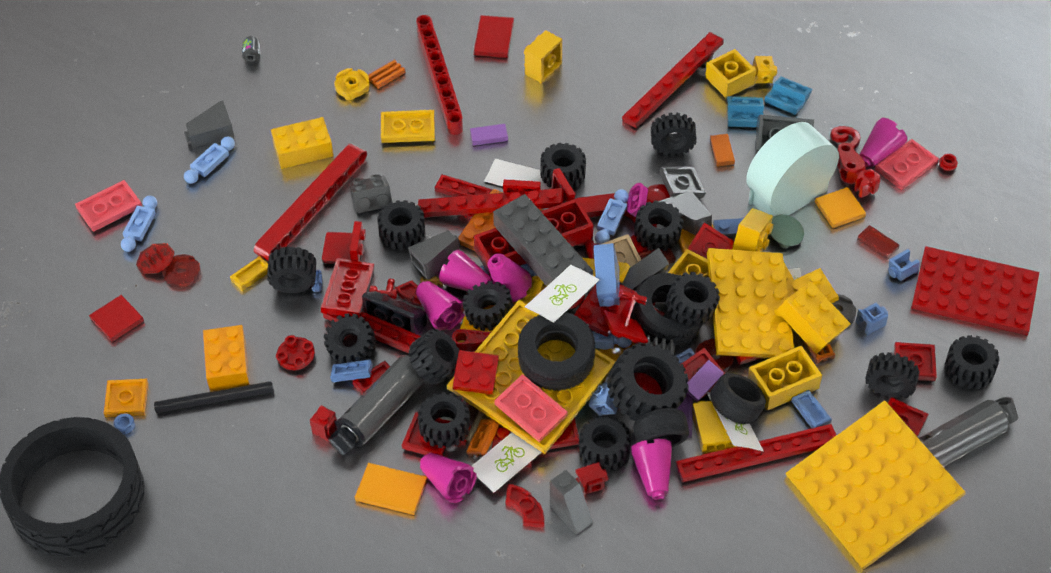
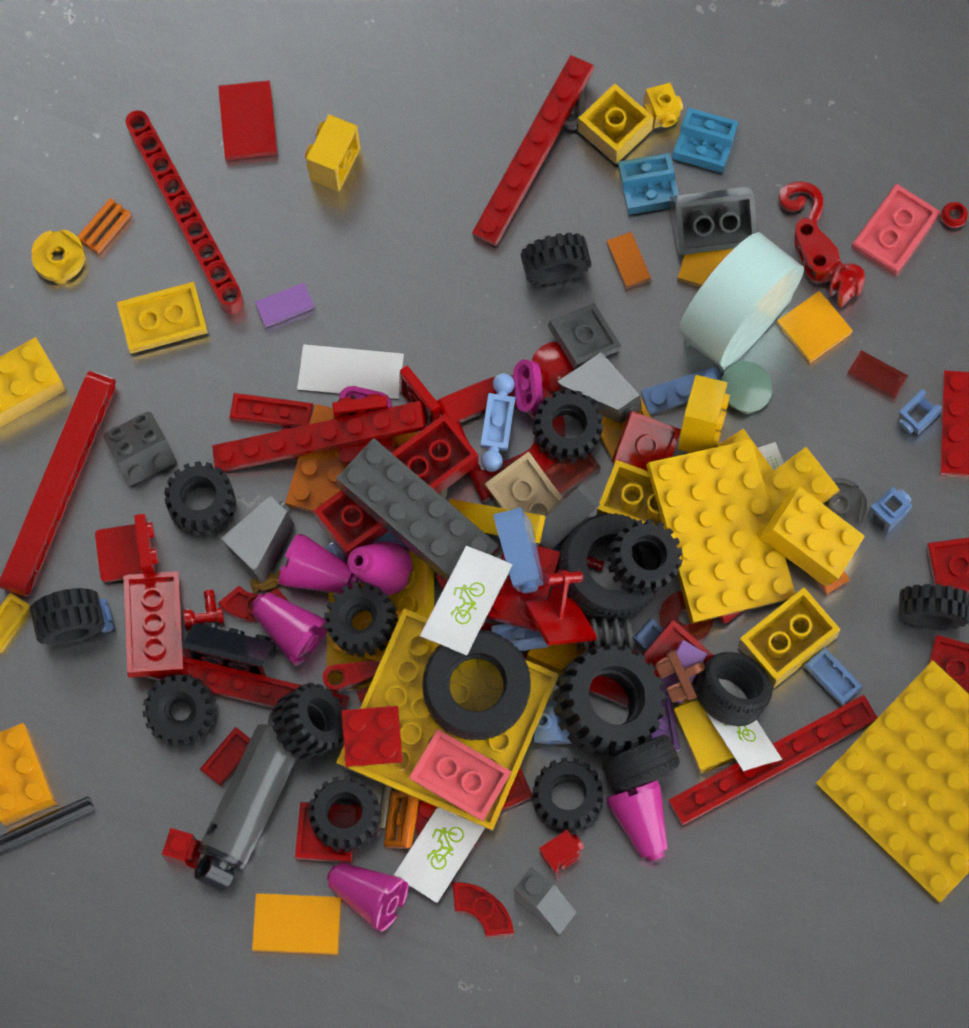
camera: 10 degrees left, 20 degrees up
(295, 353) = (107, 742): red dish -> none
(351, 371) = (194, 755): medium blue plate -> none
(563, 155) = (407, 325): black tyre -> none
(701, 387) = (683, 688): none -> copper hips
(882, 142) = (854, 207): dark pink cone -> none

